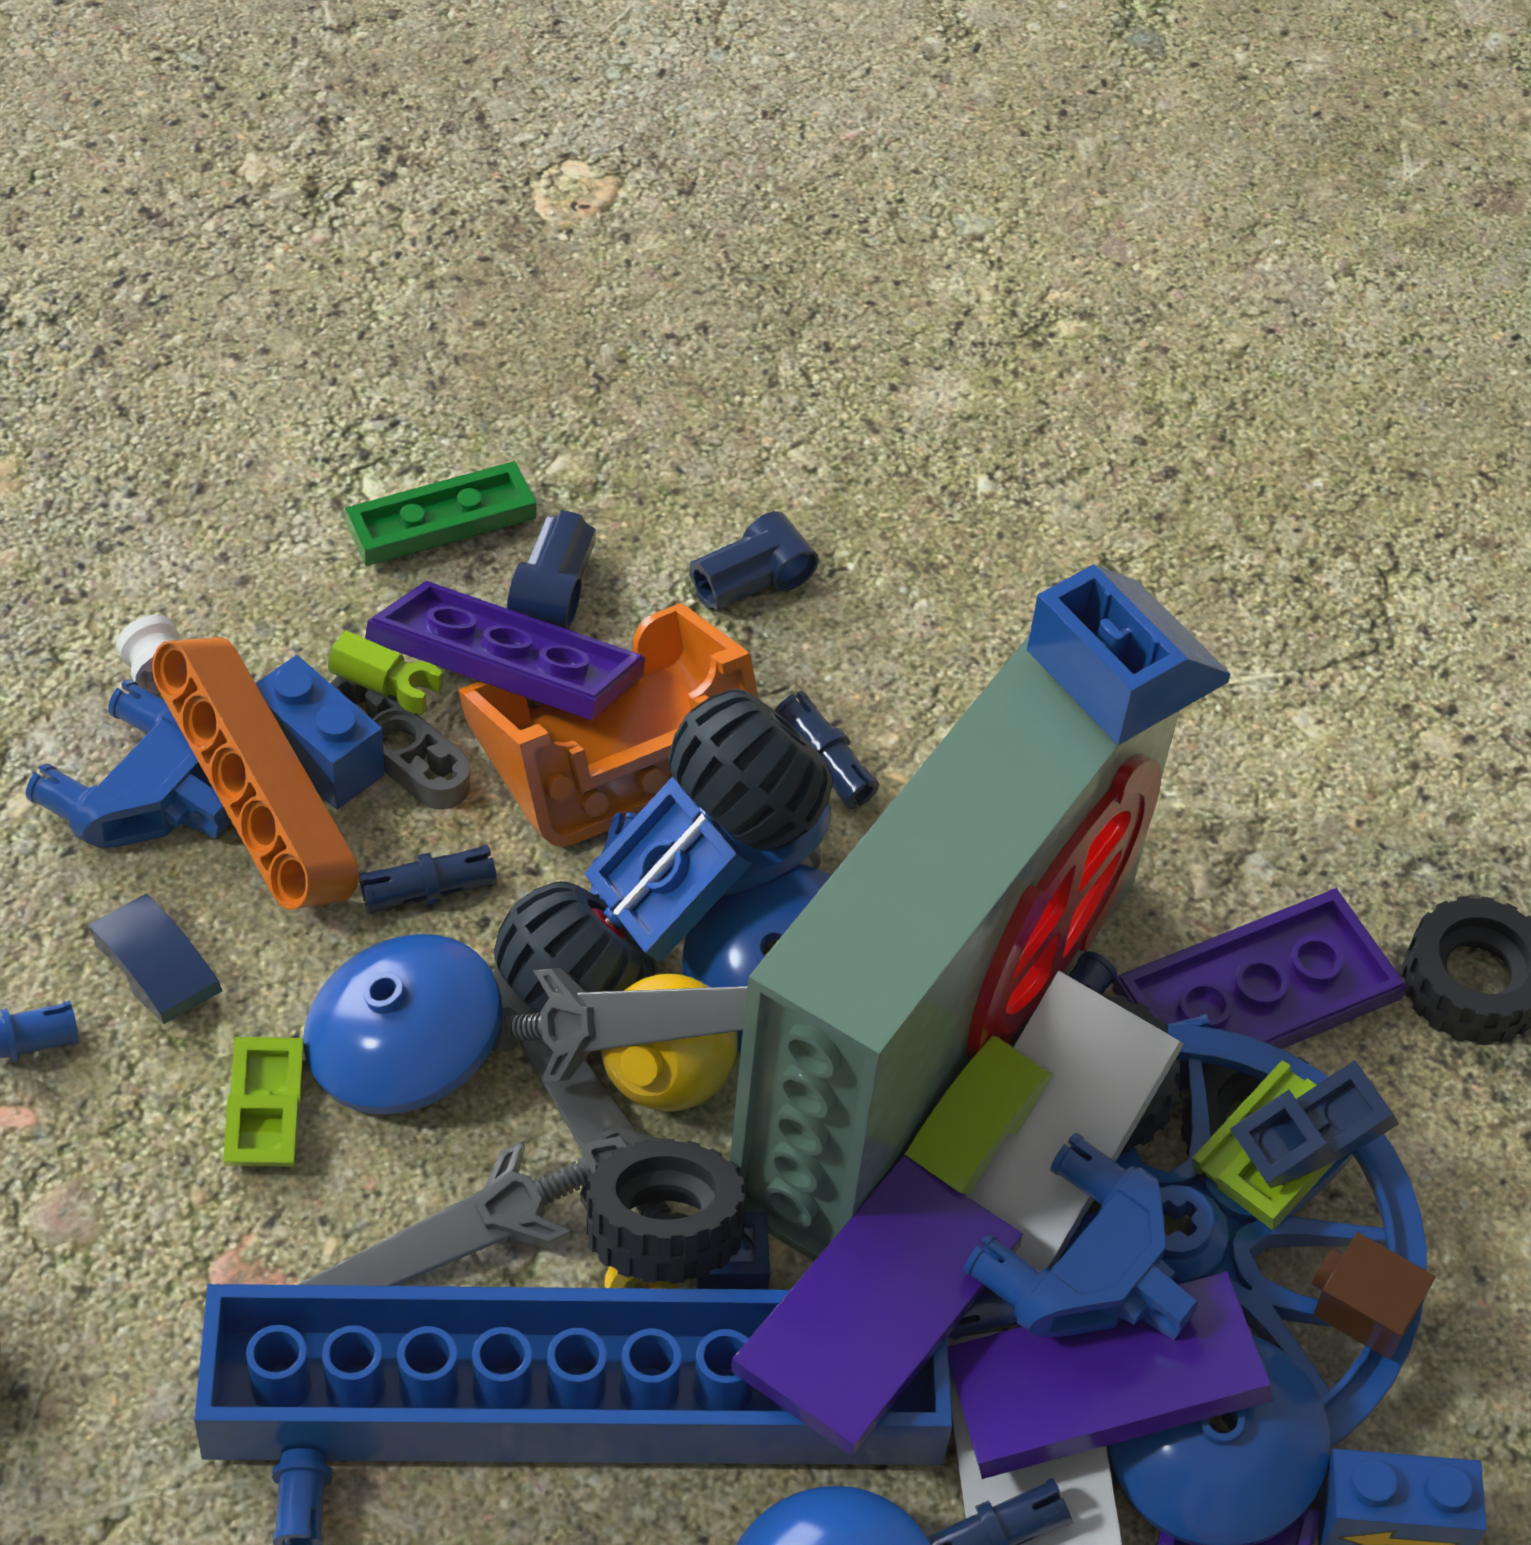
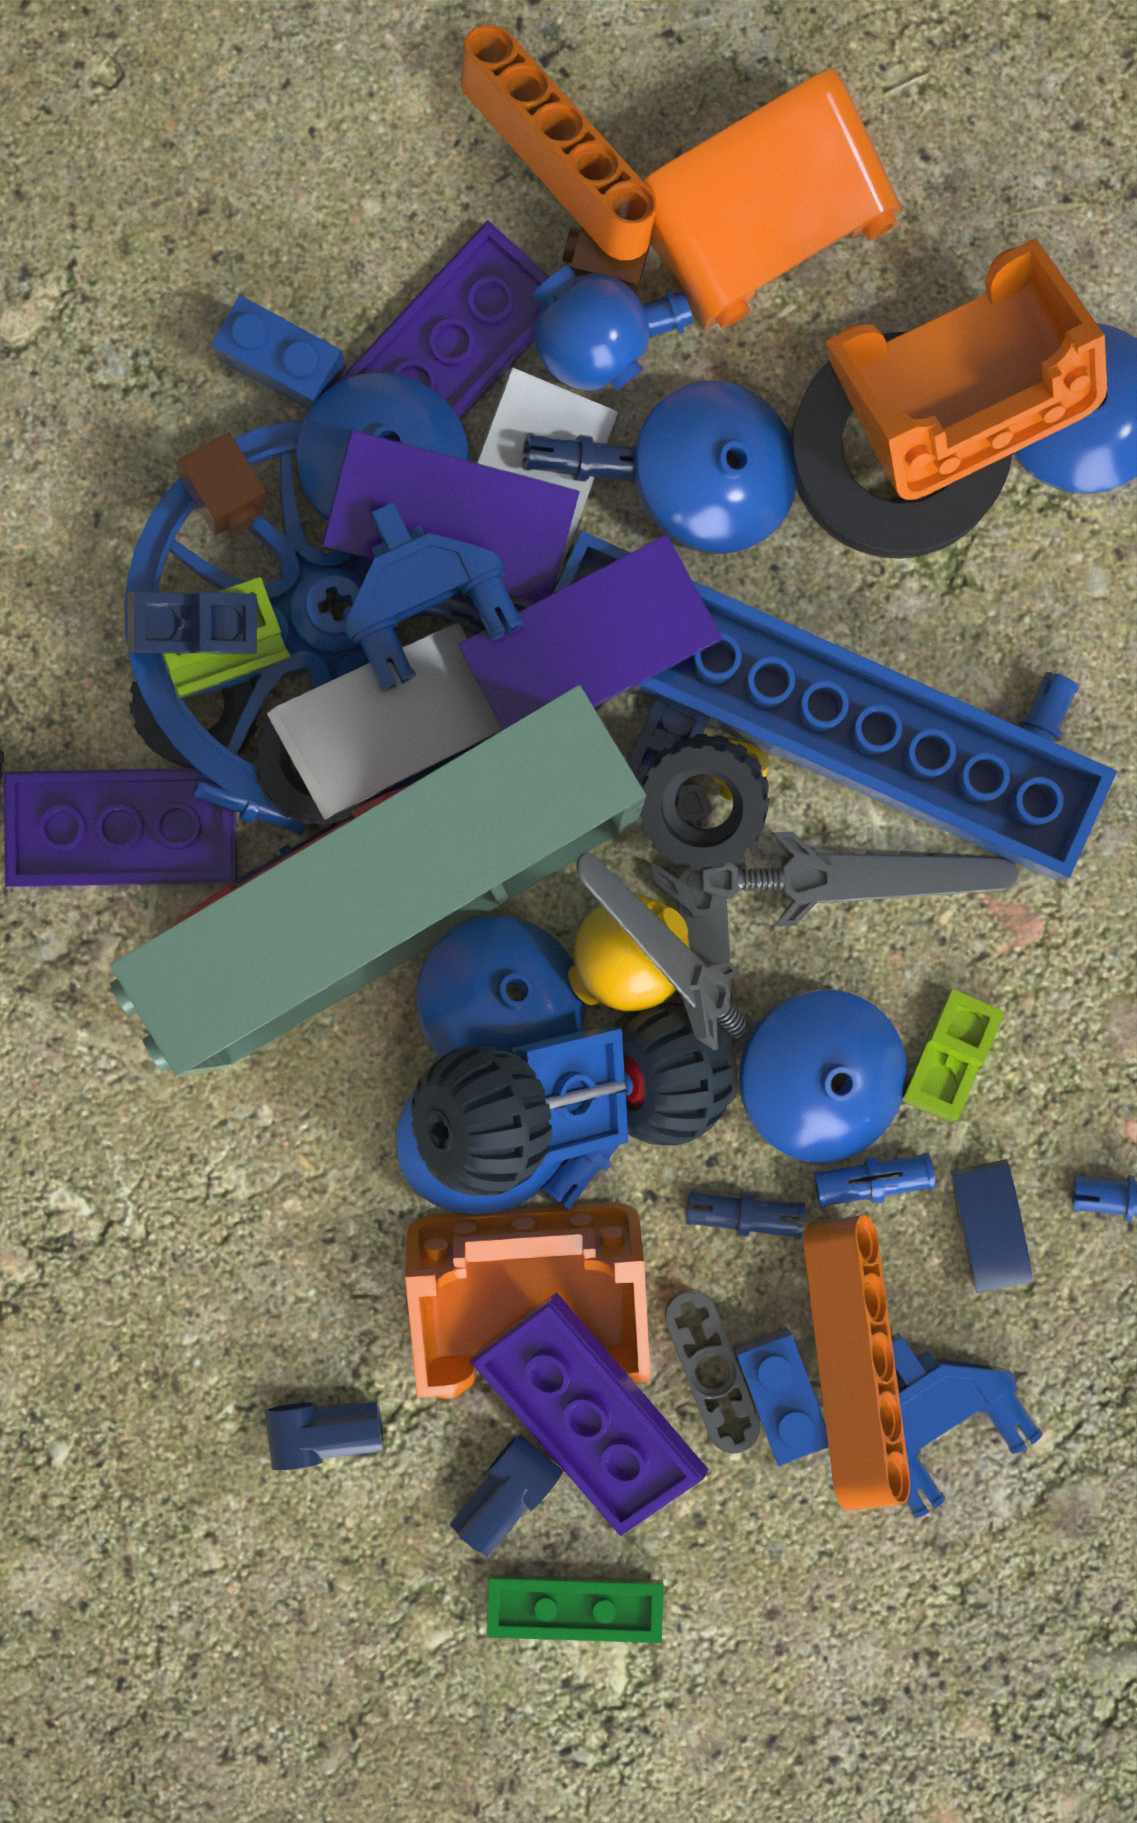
camera: 150 degrees left, 35 degrees up
(138, 644) = (886, 1542): white wheel -> none
(302, 953) = (913, 1173): none -> blue pin
(384, 671) = (706, 1433): lime bar -> none
(849, 775) = (358, 1203): dark blue pin -> none
(977, 1113) = (439, 740): lime slope -> none
(1119, 652) = (188, 953): blue slope -> none

